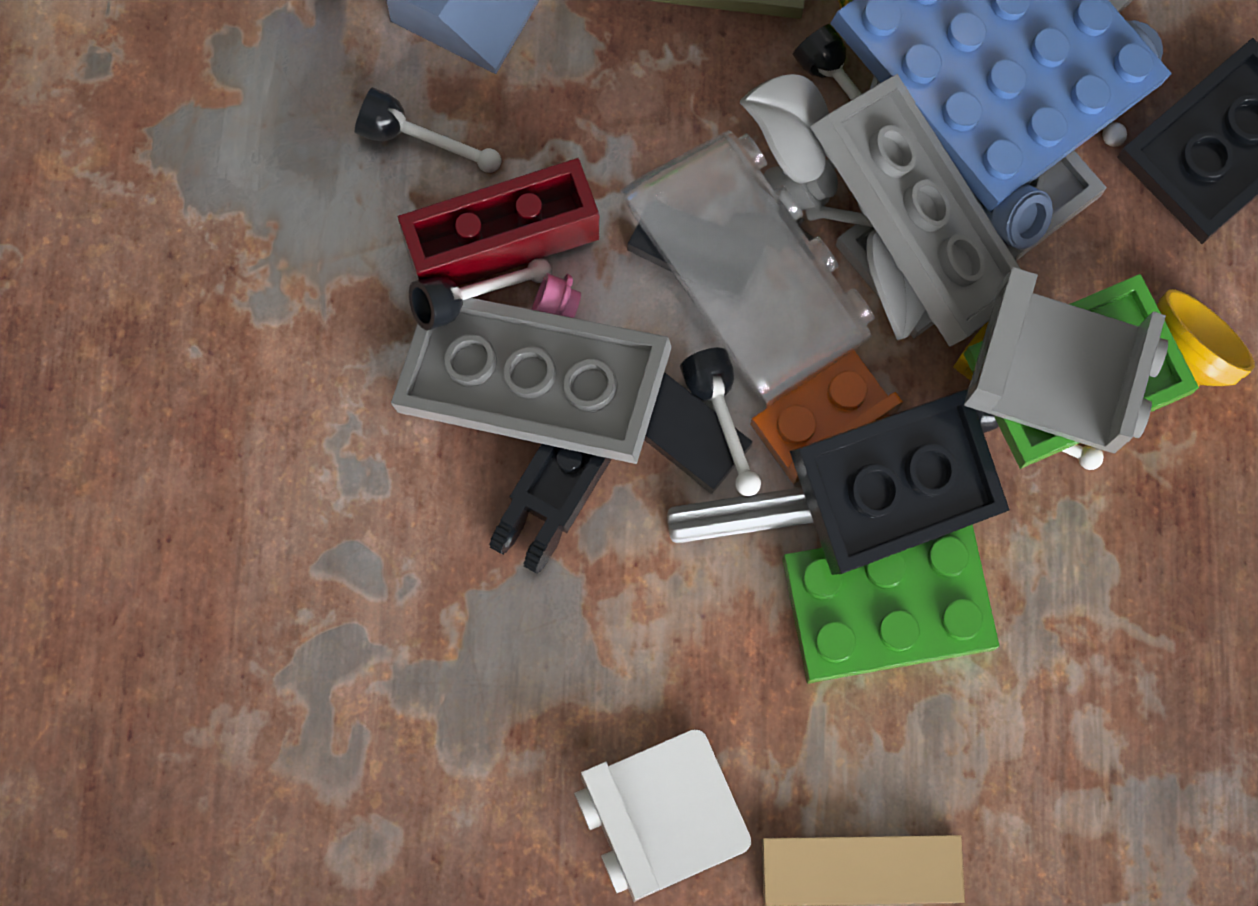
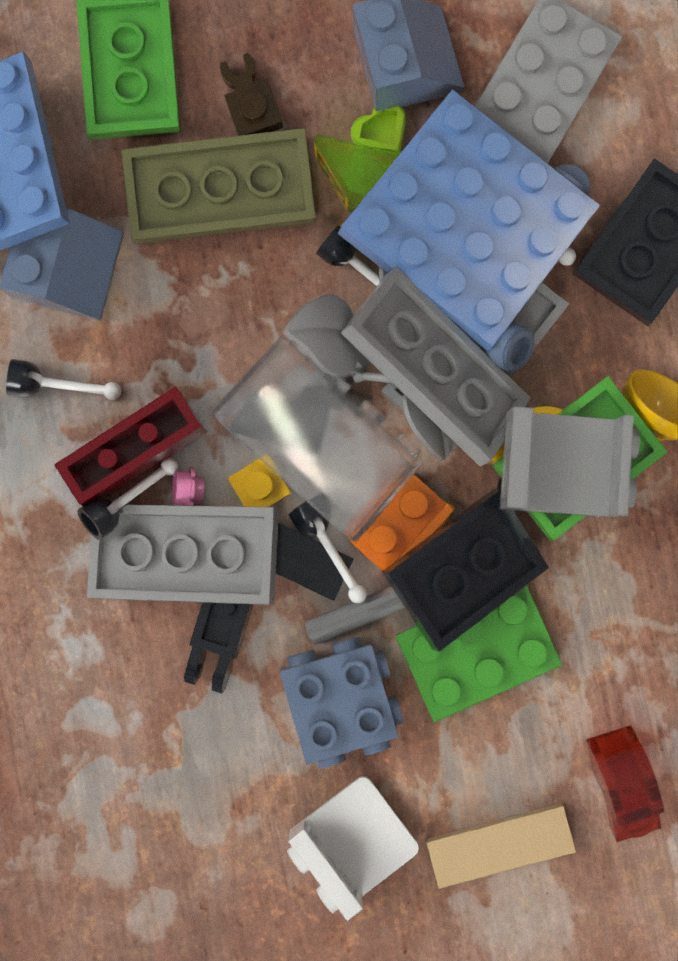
camera: 10 degrees left, 10 degrees up
(654, 313) = (258, 485): none -> yellow plate
(693, 620) = (341, 702): none -> sand blue brick
(1056, 823) = (626, 783): none -> clear red brick

